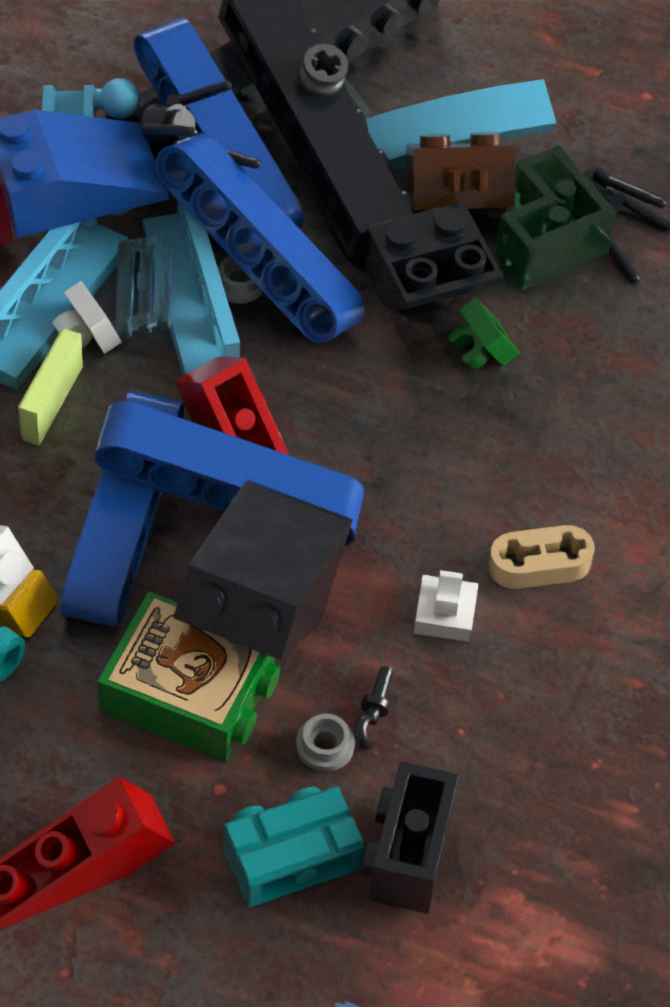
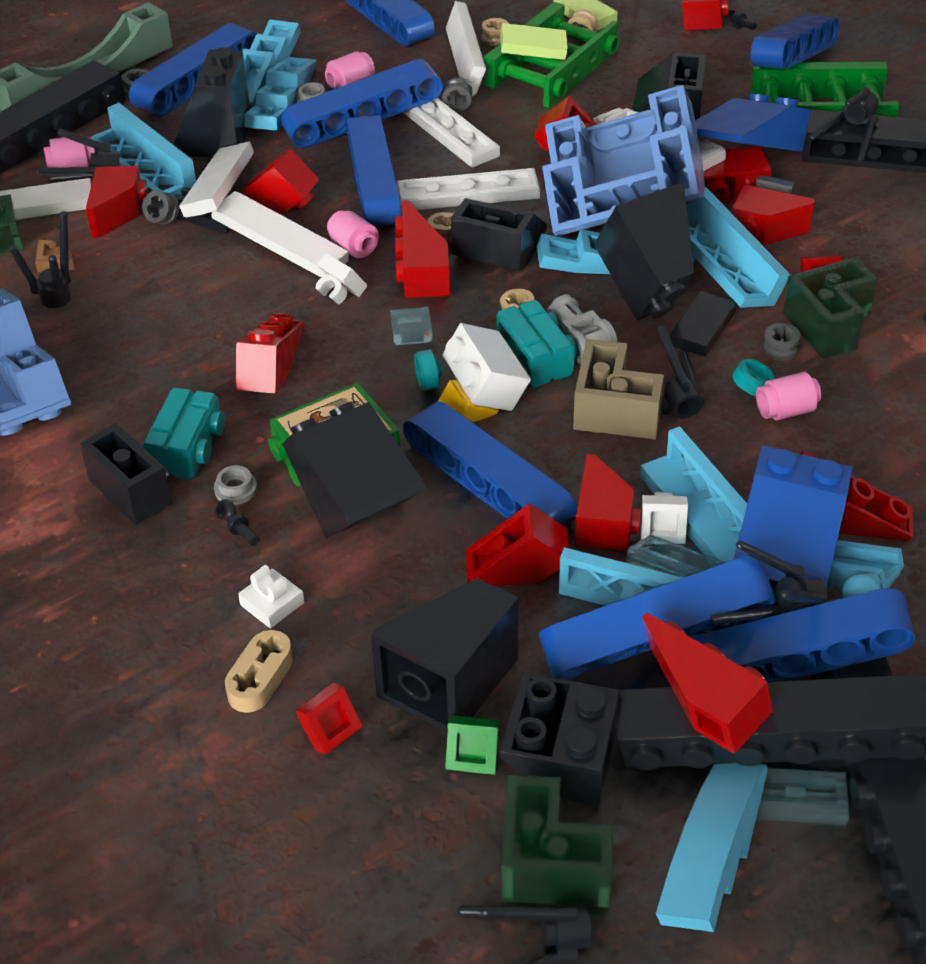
camera: 130 degrees right, 10 degrees down
(50, 386) = (599, 446): yellowish green tile -> none
(106, 371) = (605, 509): none -> red slope
(211, 464) = (452, 508): blue beam -> none
(328, 58) = (808, 713): dark grey bush -> none
(345, 136) = (715, 693): none -> red slope
(419, 373) = (447, 652): none -> black slope
(455, 172) = (646, 805): reddish brown brick -> none
(555, 455) = (329, 718): none -> red tile

